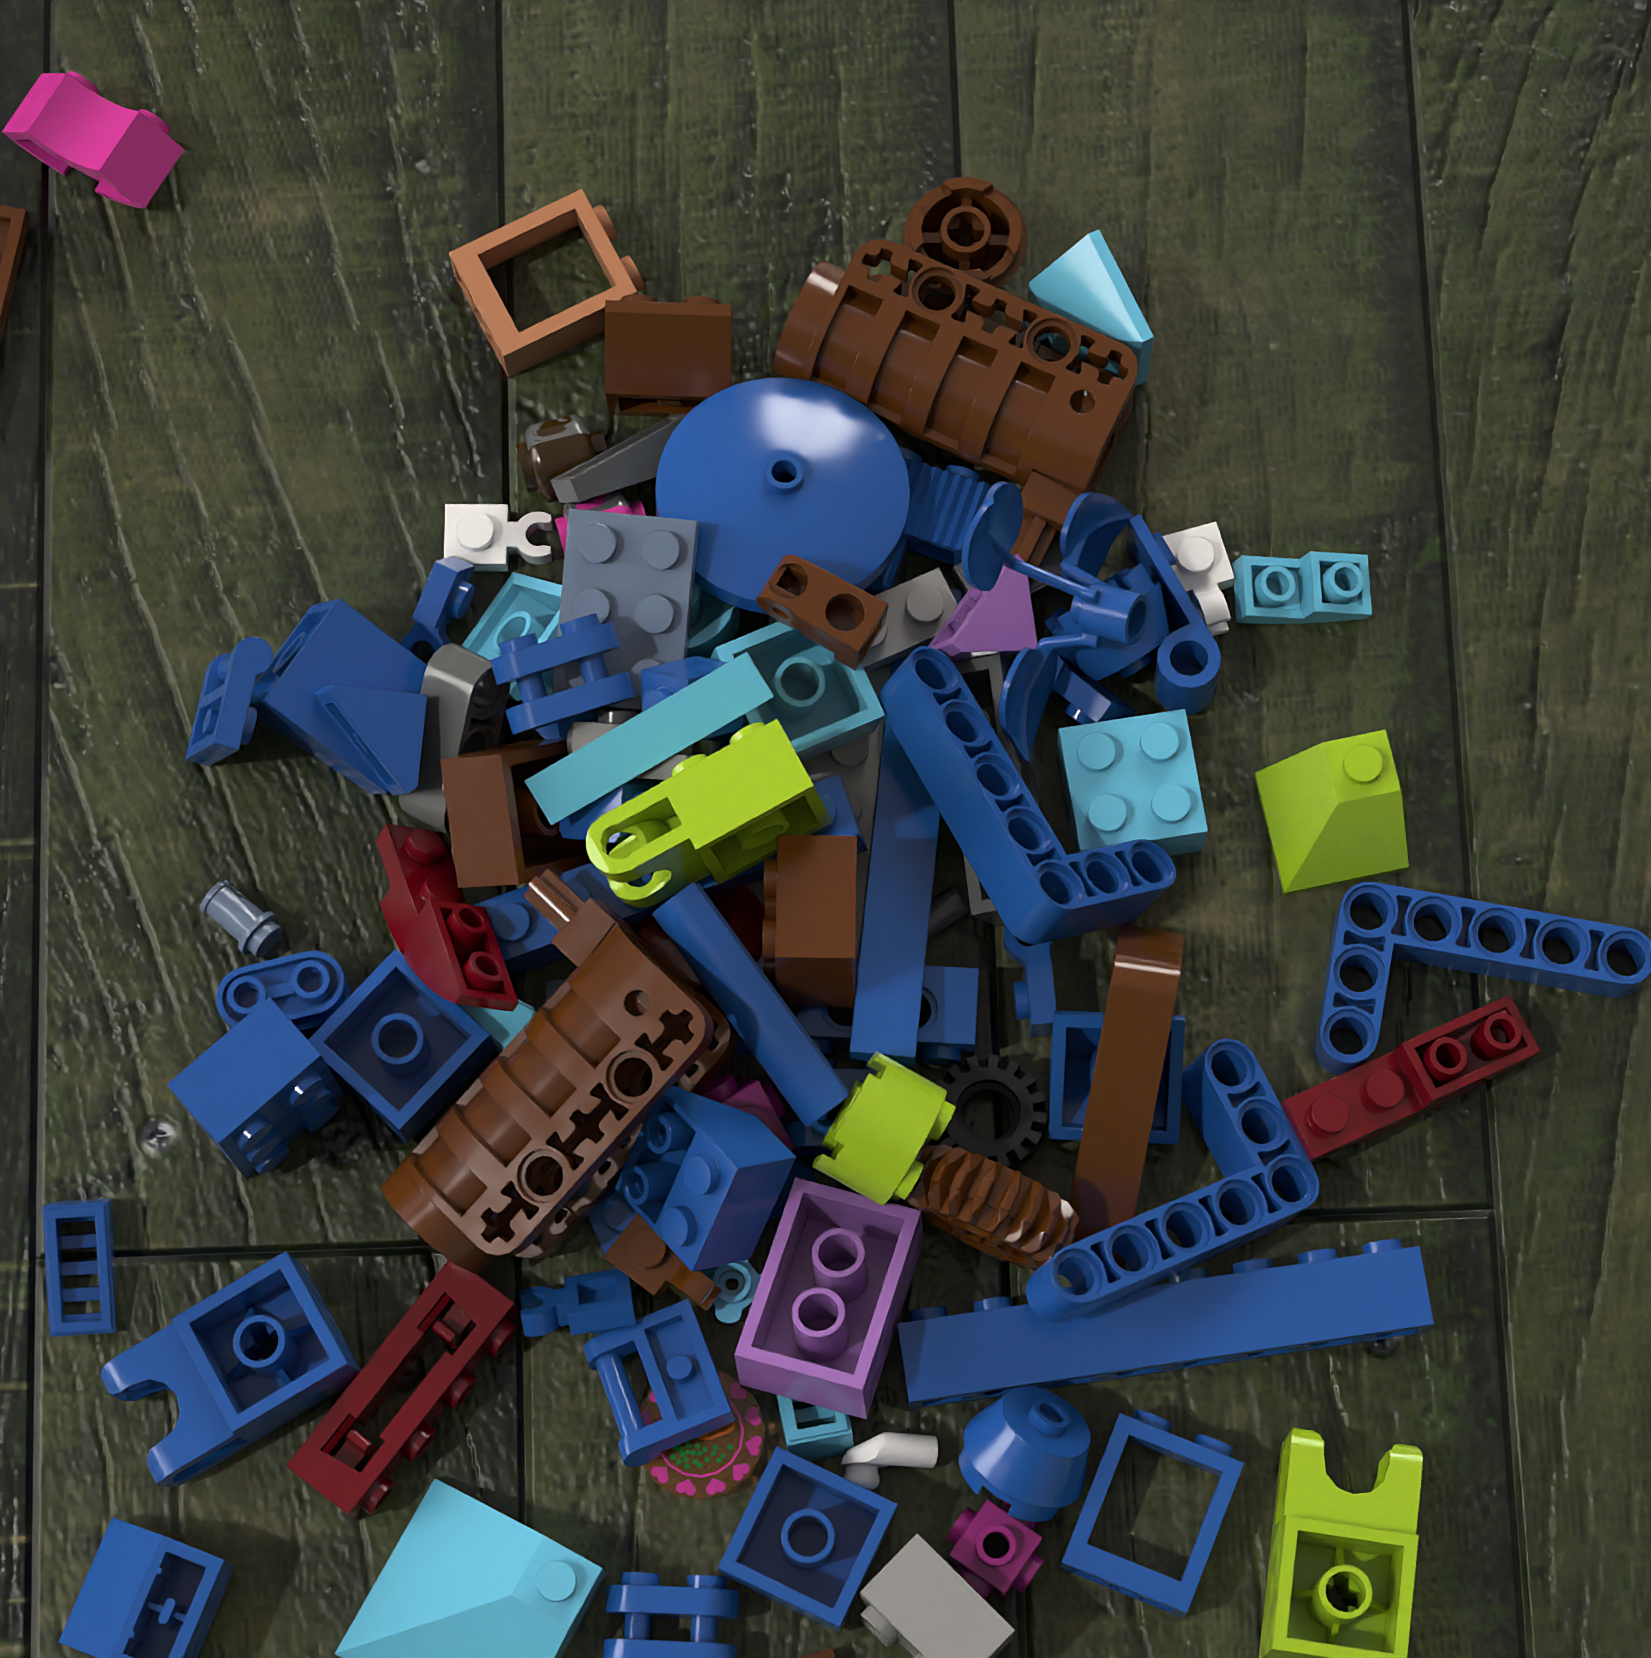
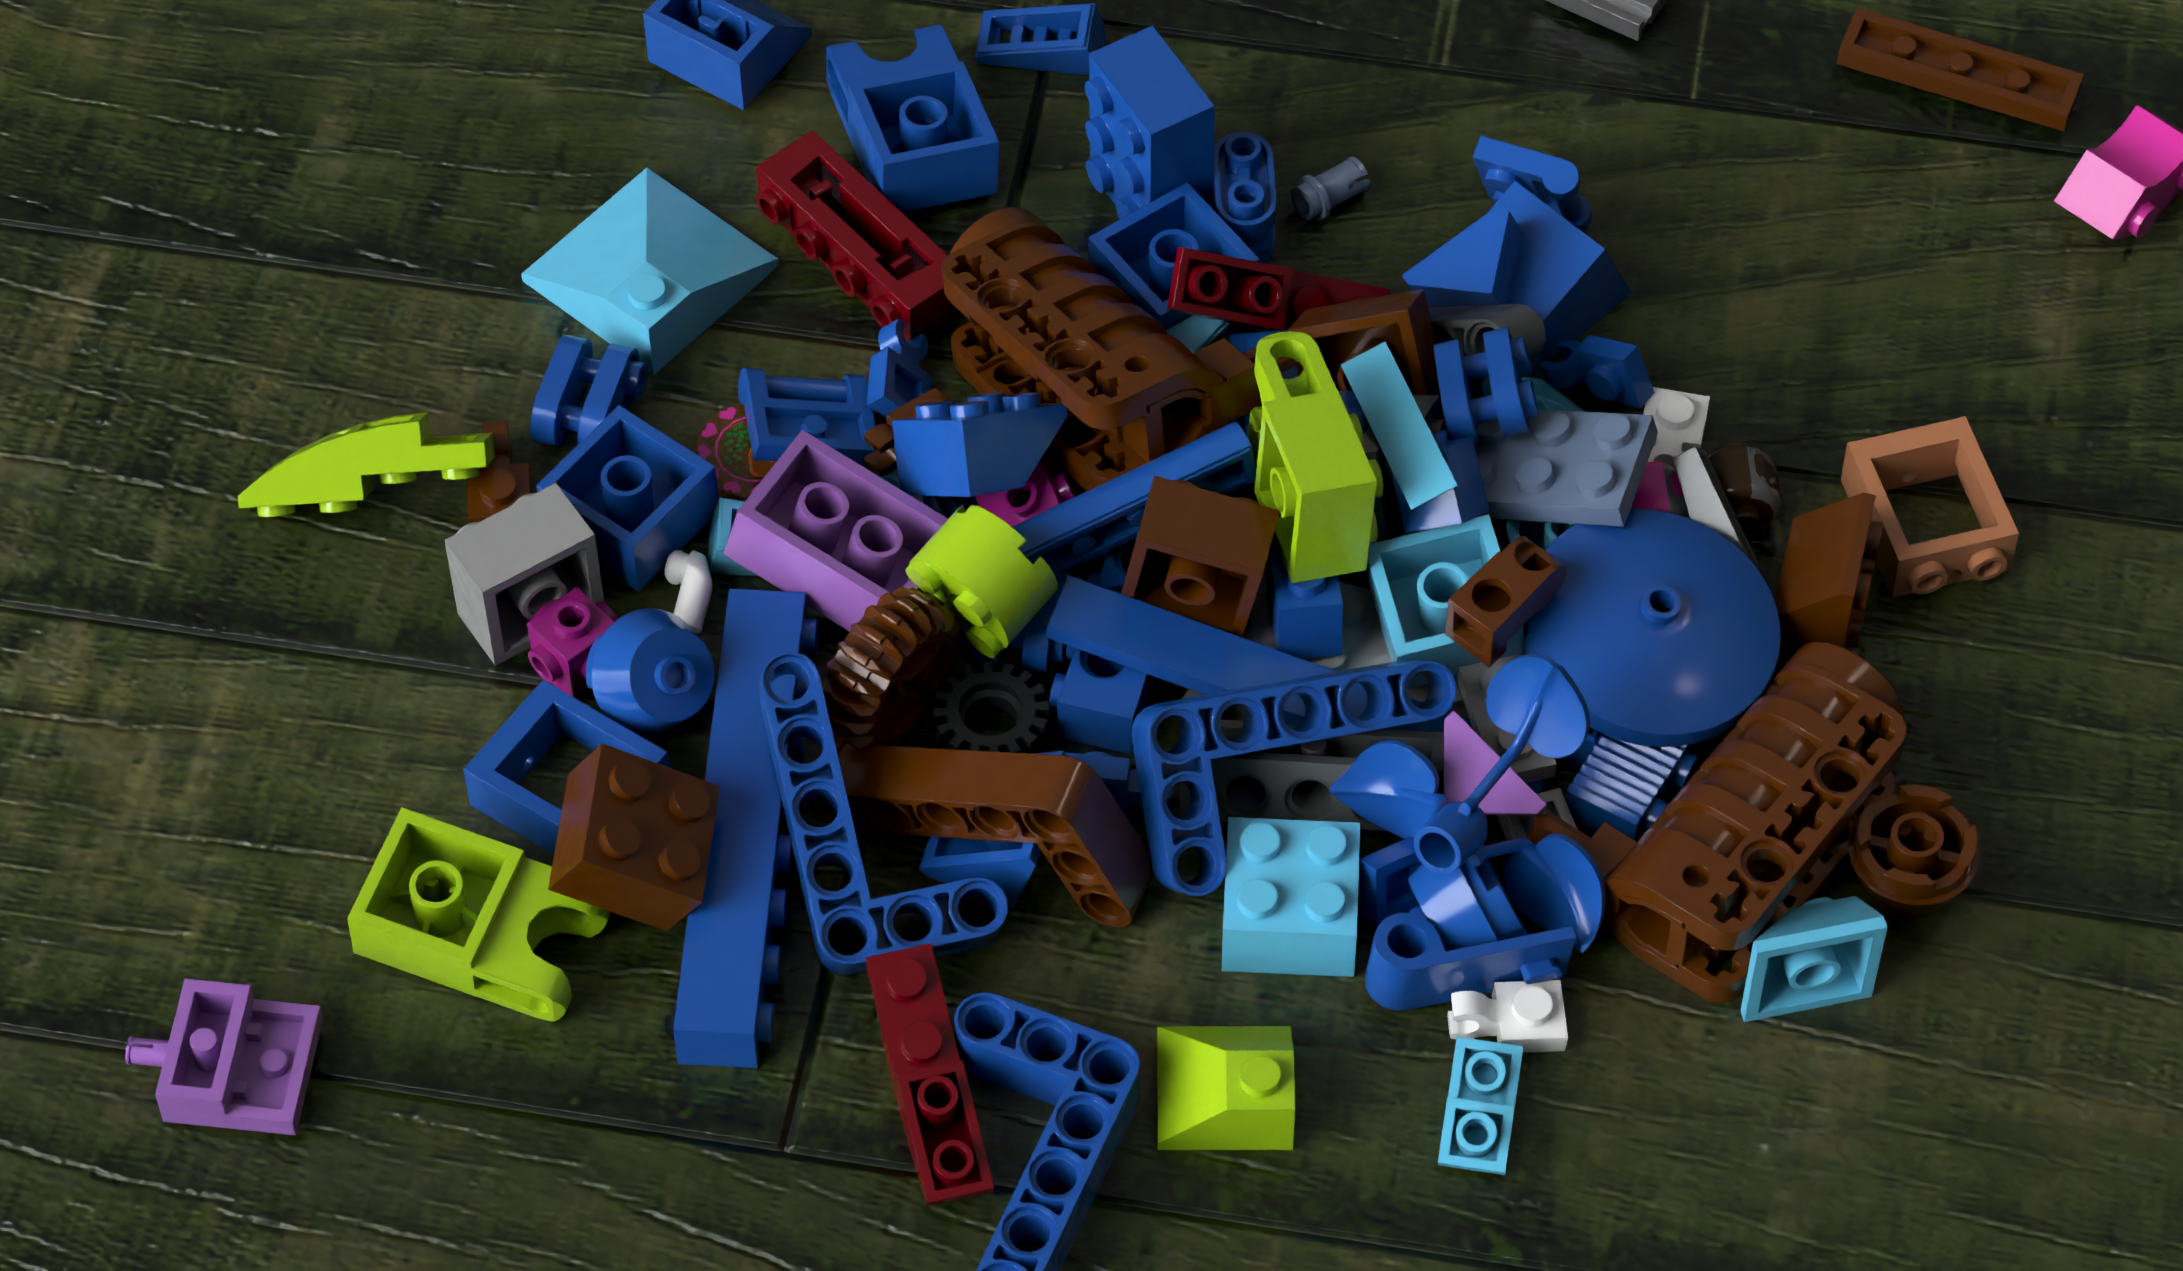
camera: 100 degrees right, 20 degrees down
(1250, 1406) = (634, 837): none -> reddish brown brick

